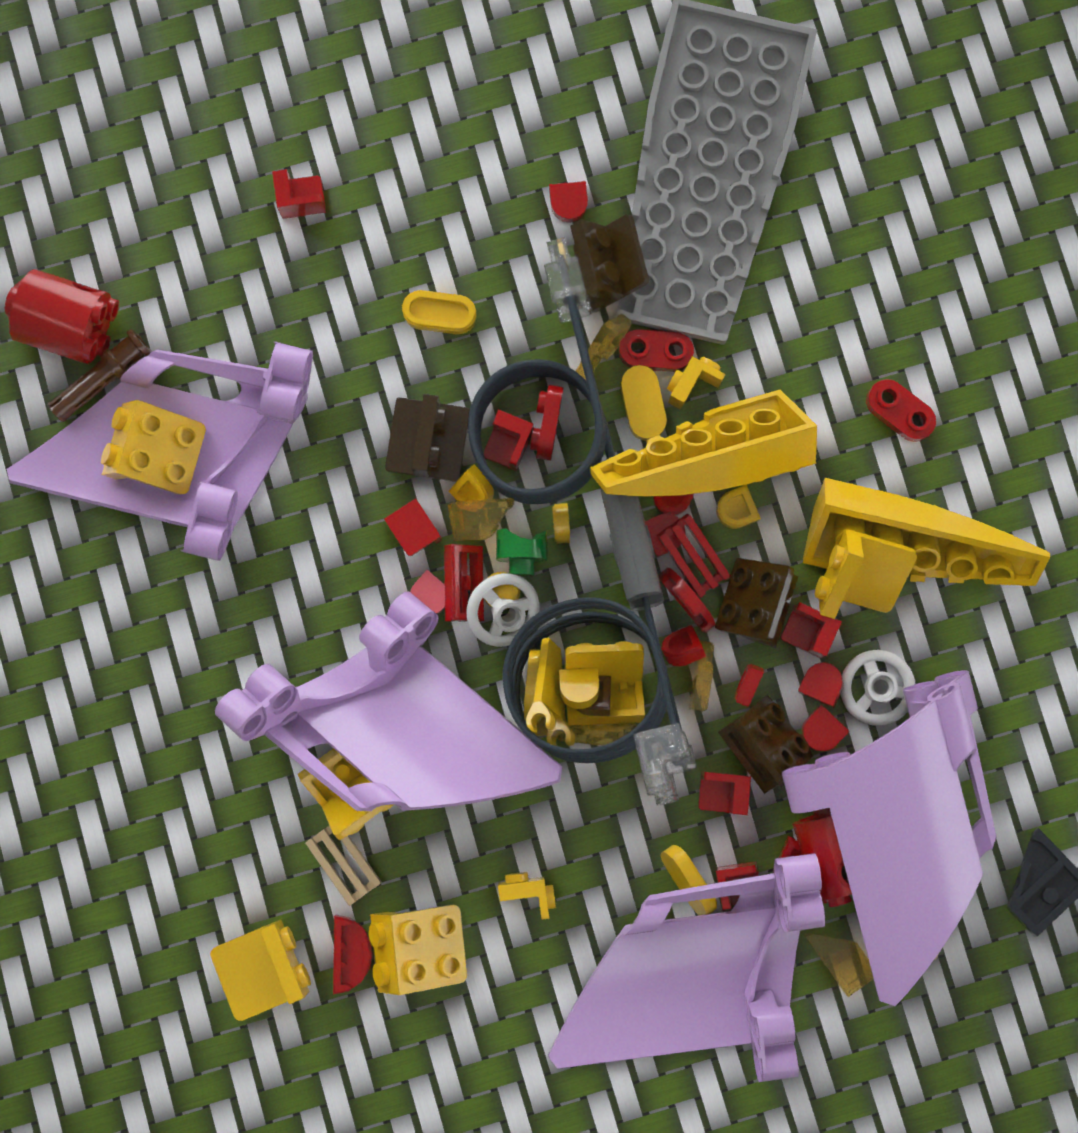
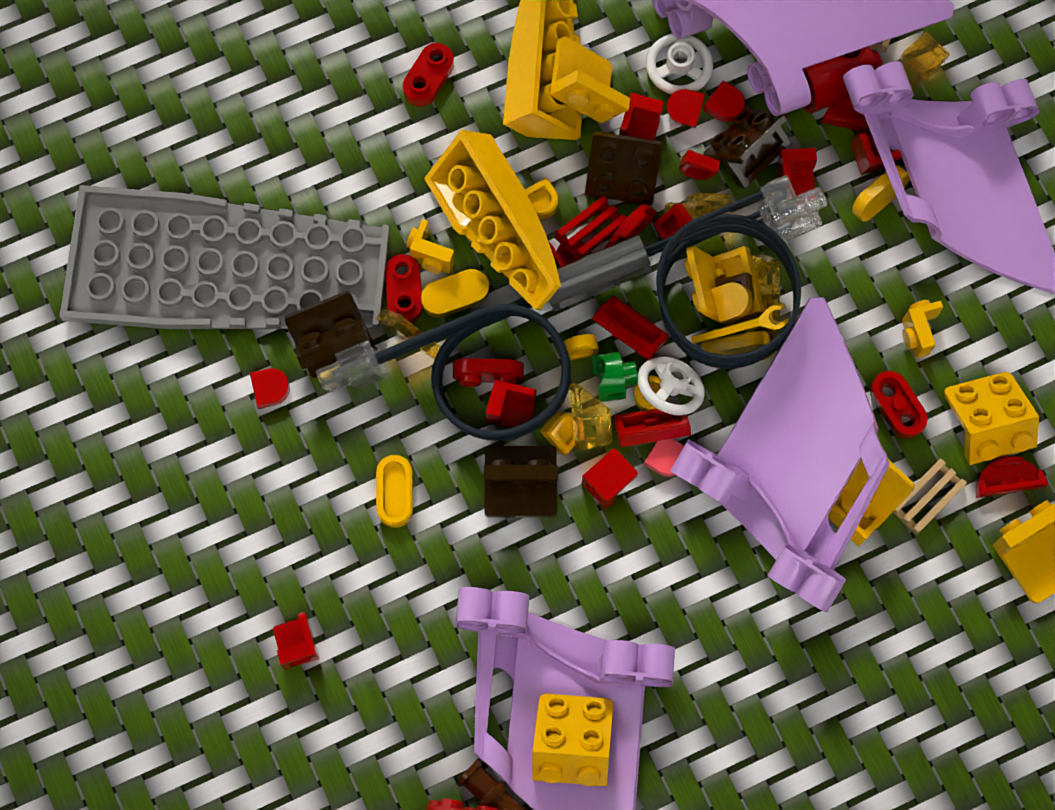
camera: 100 degrees left, 10 degrees down
(446, 850) = (901, 404): none -> red plate
(576, 576) = (630, 327): none -> red tile

